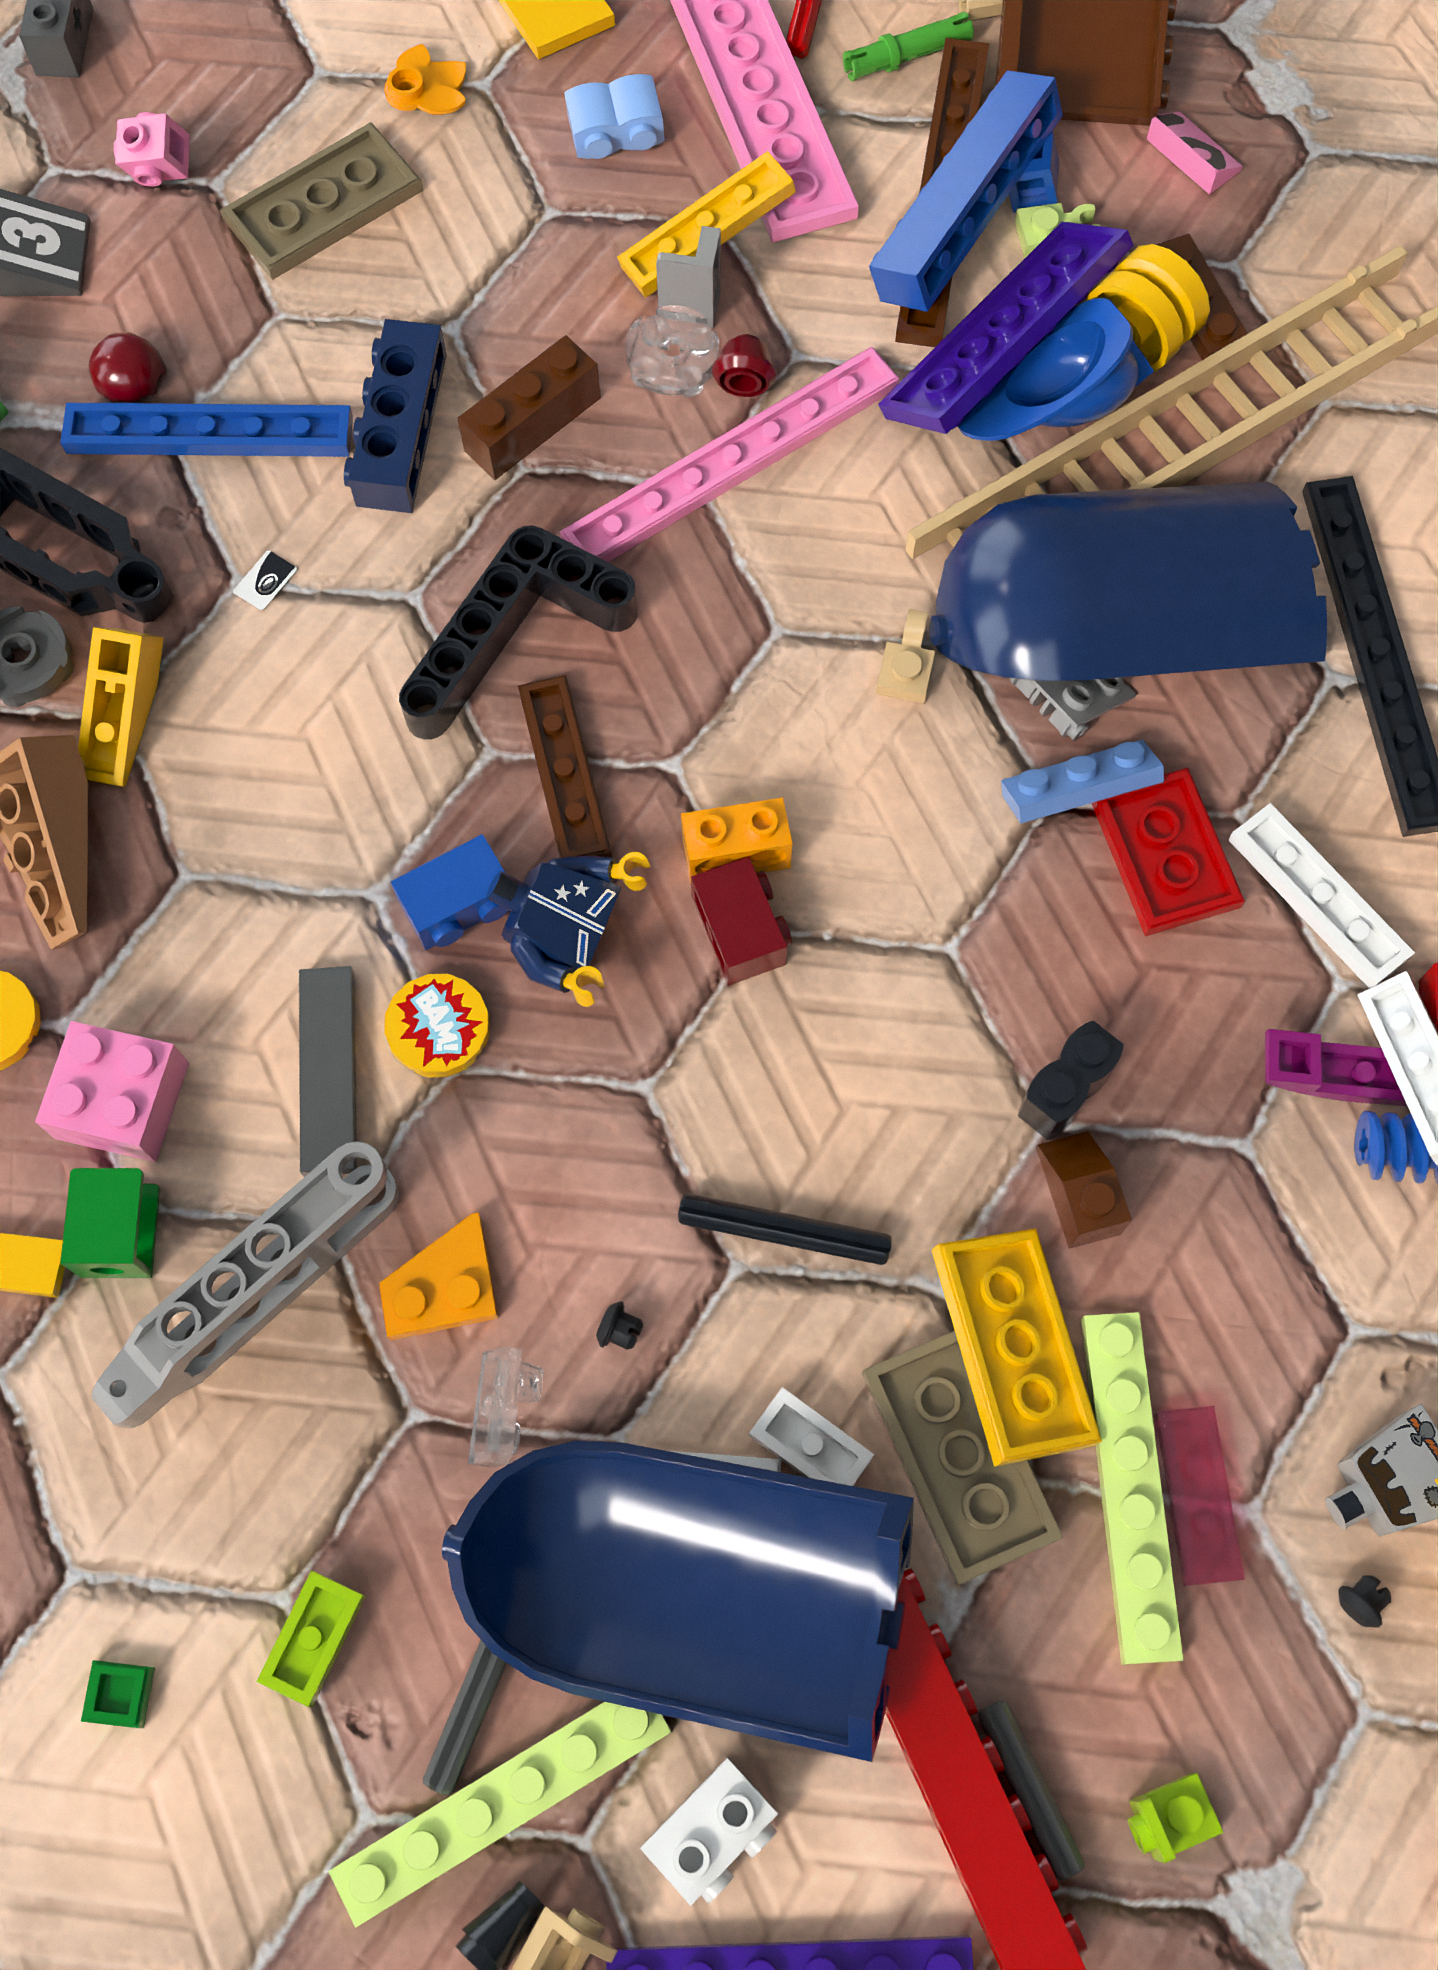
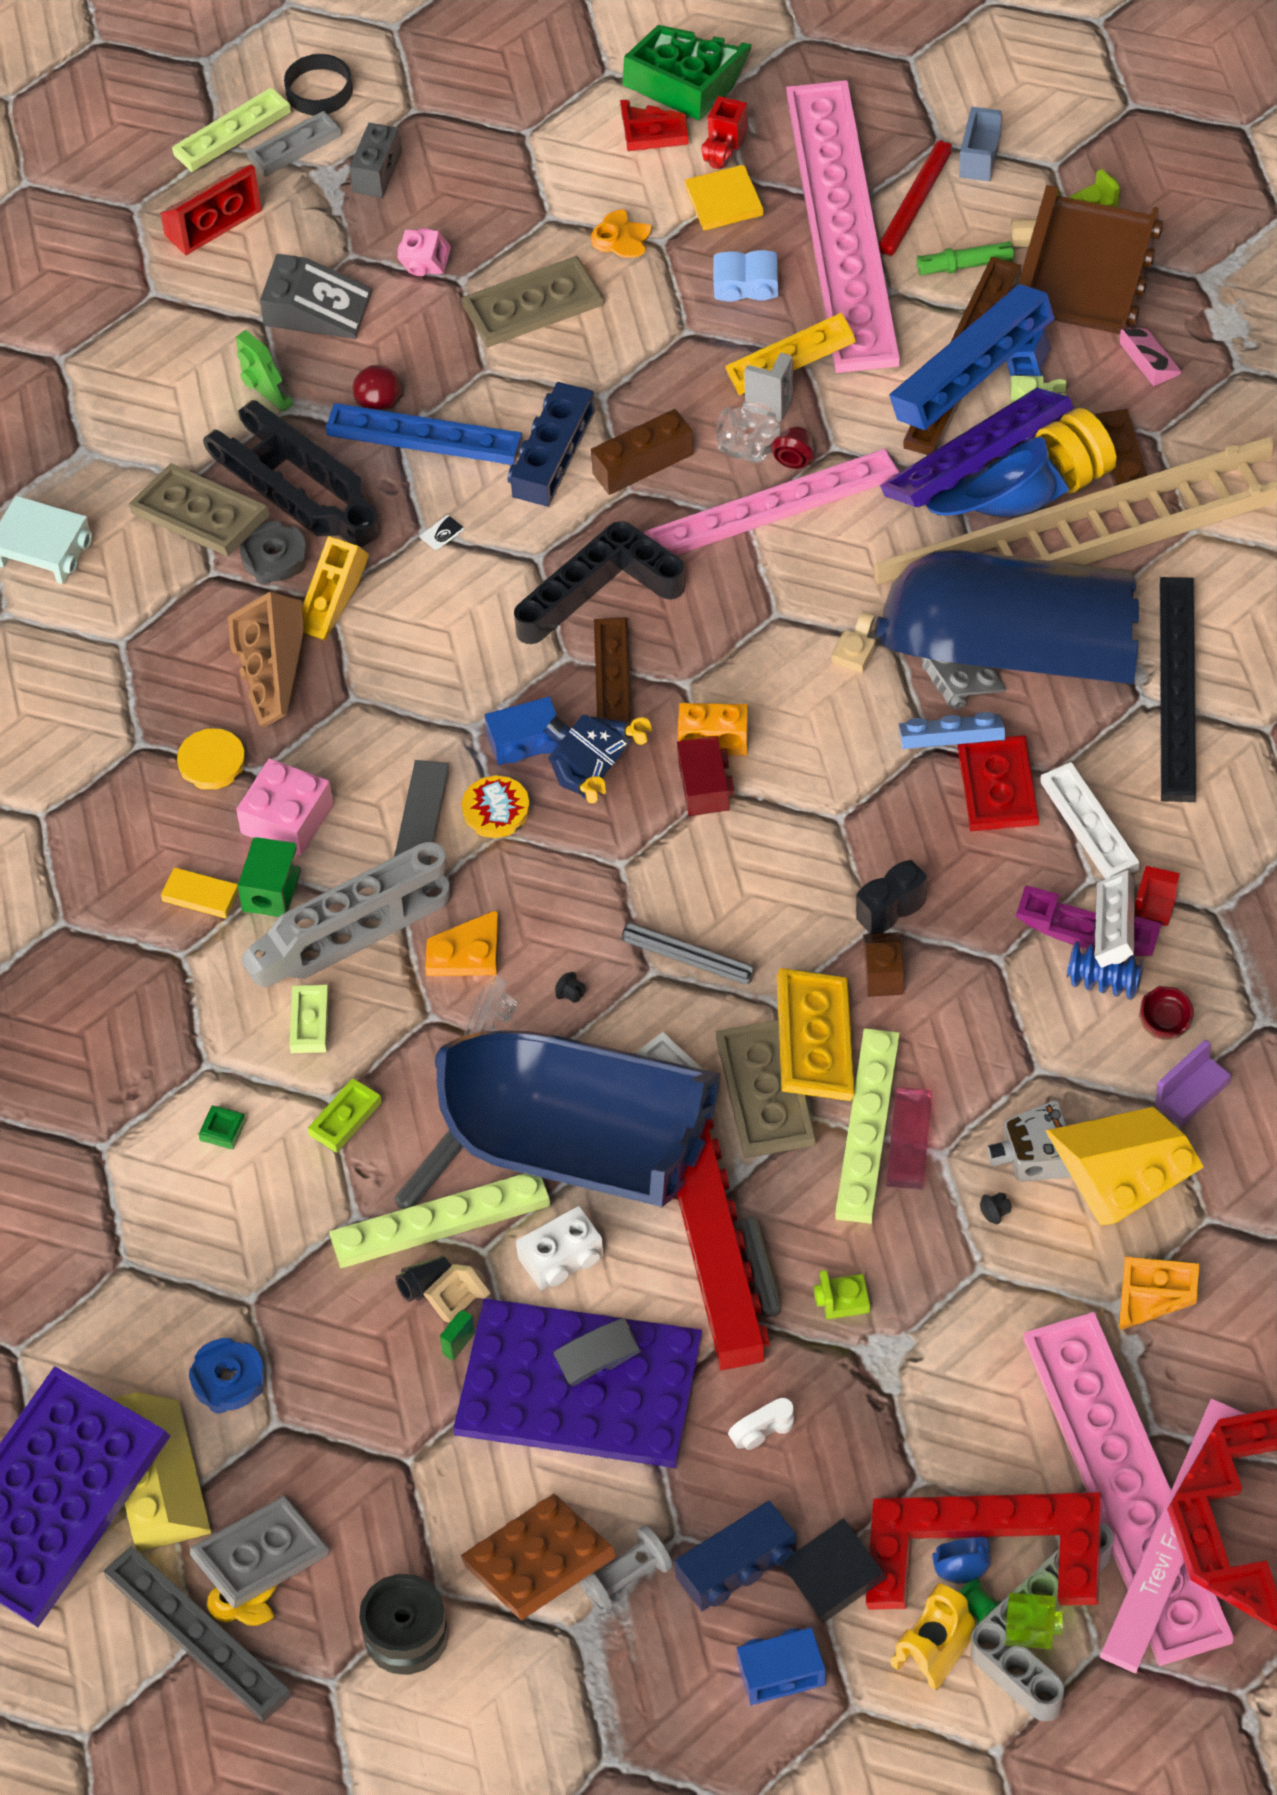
camera: 15 degrees right, 15 degrees down
(221, 1466) = (309, 1018): none -> yellowish green plate

